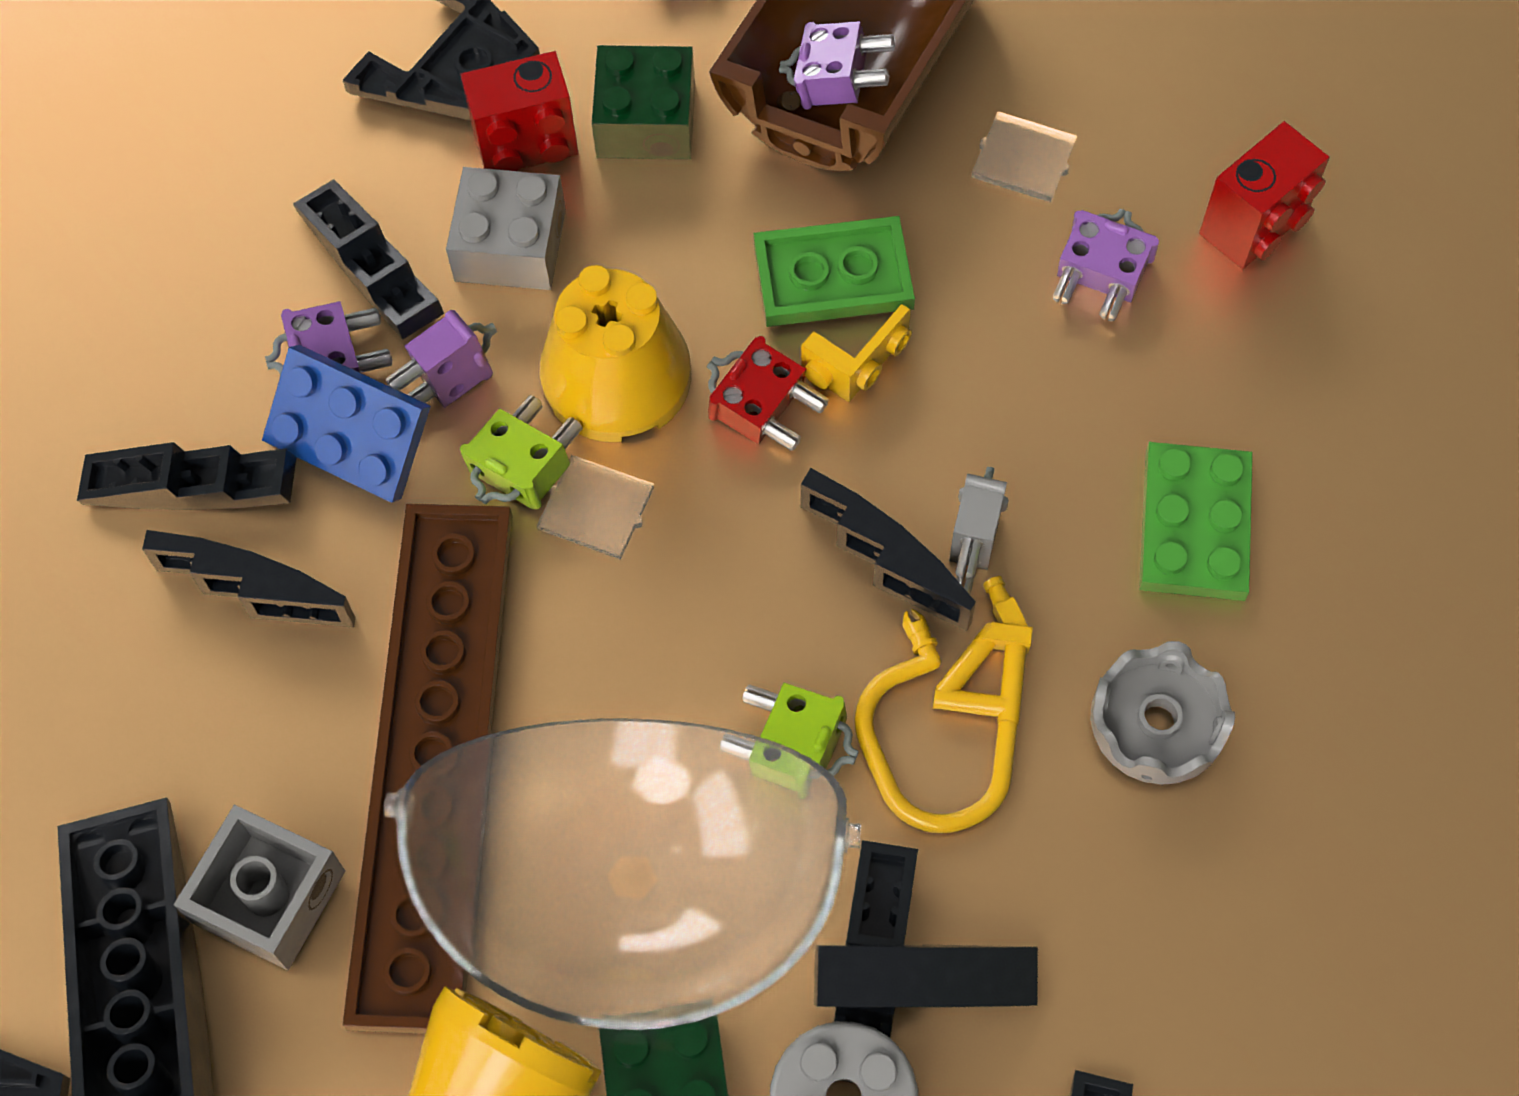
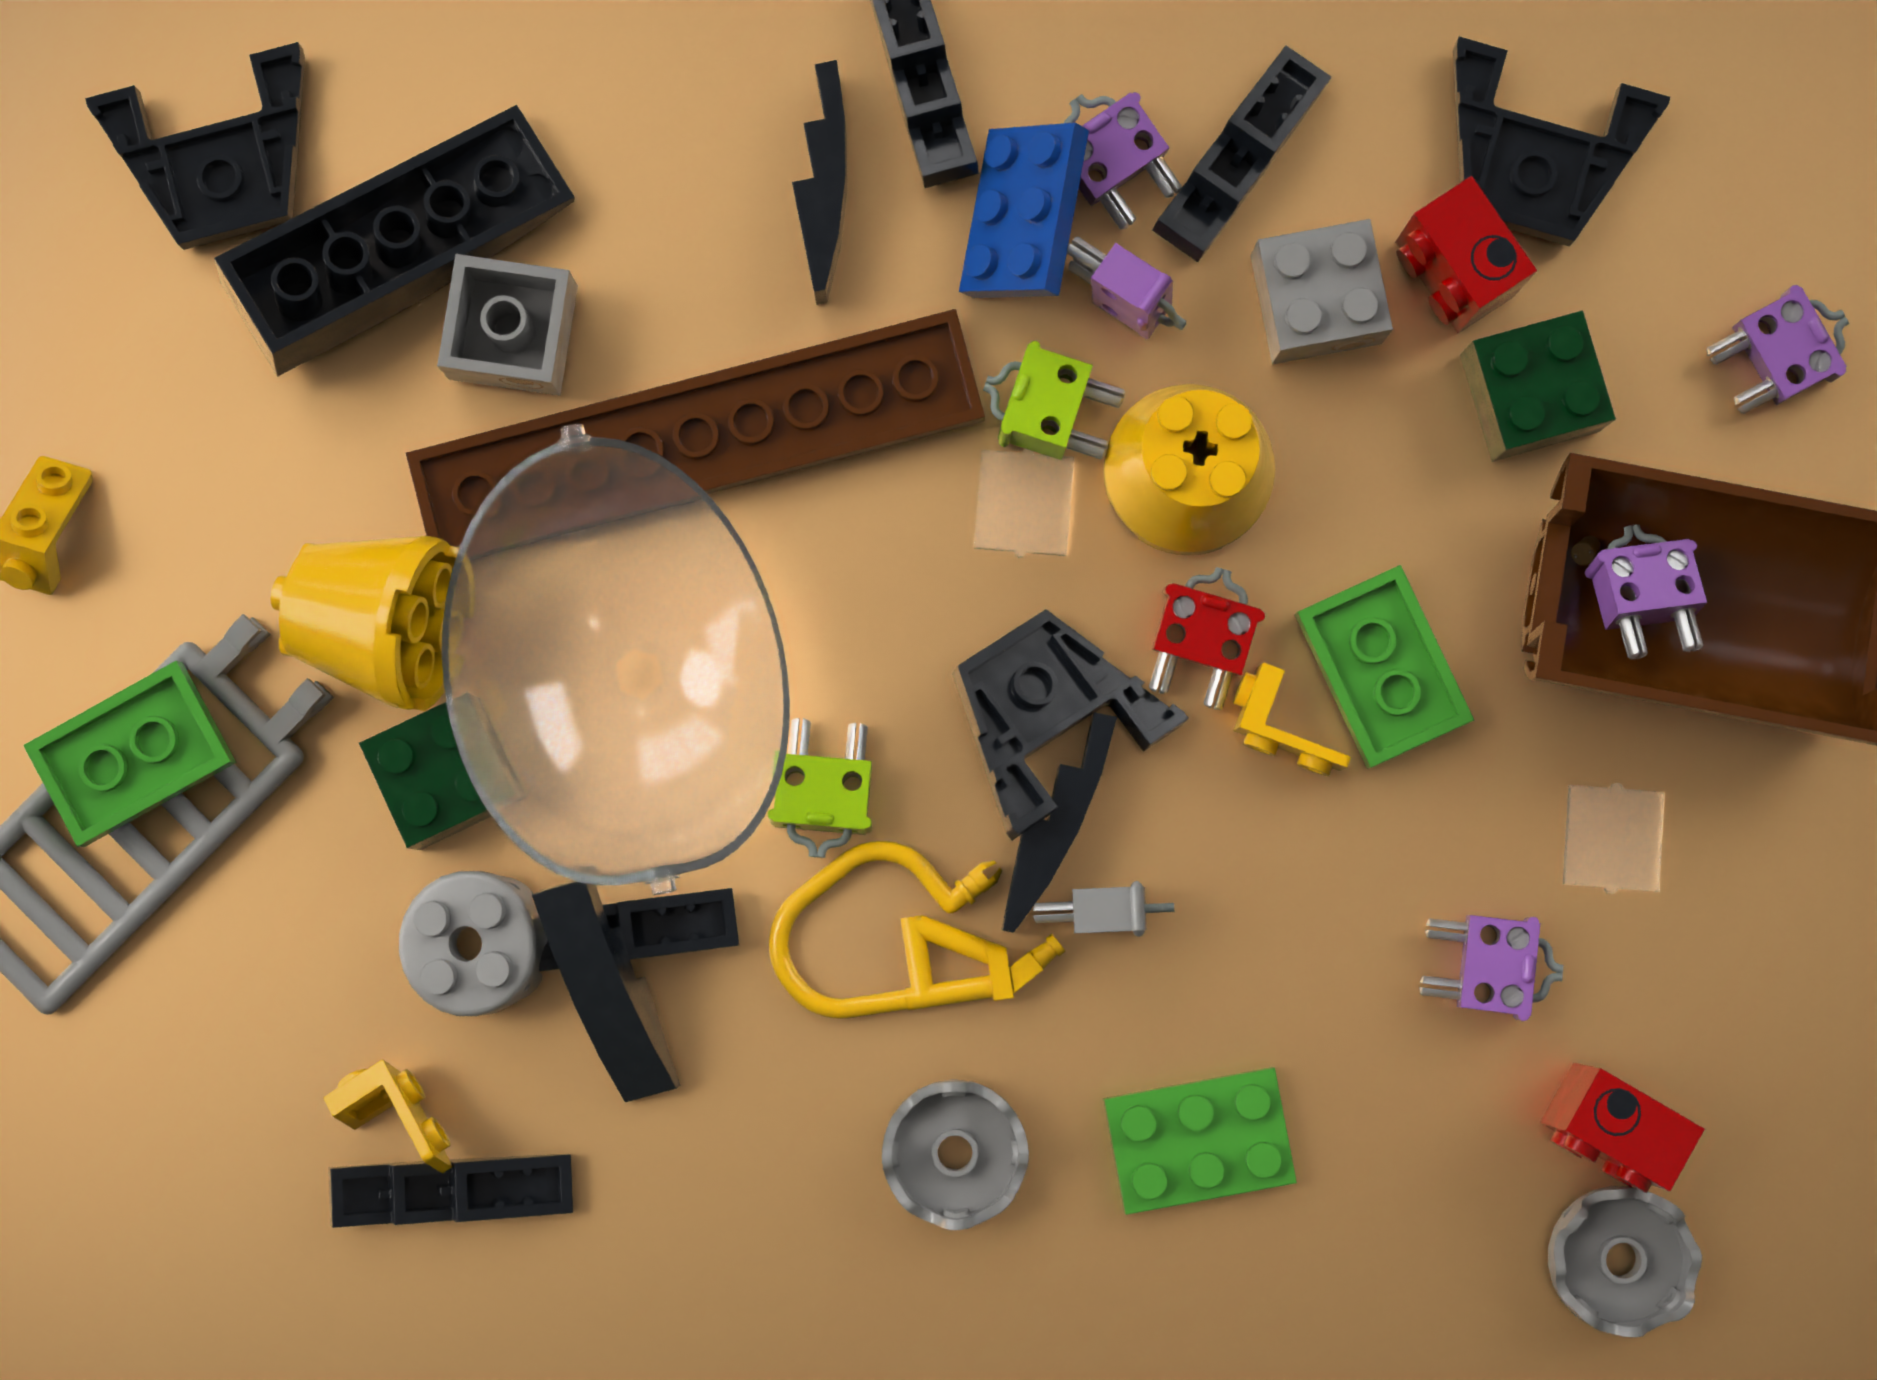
camera: 70 degrees right, 20 degrees up
(766, 534) = (1033, 691): none -> black wing
(1382, 205) = (1664, 1268): none -> light grey plate

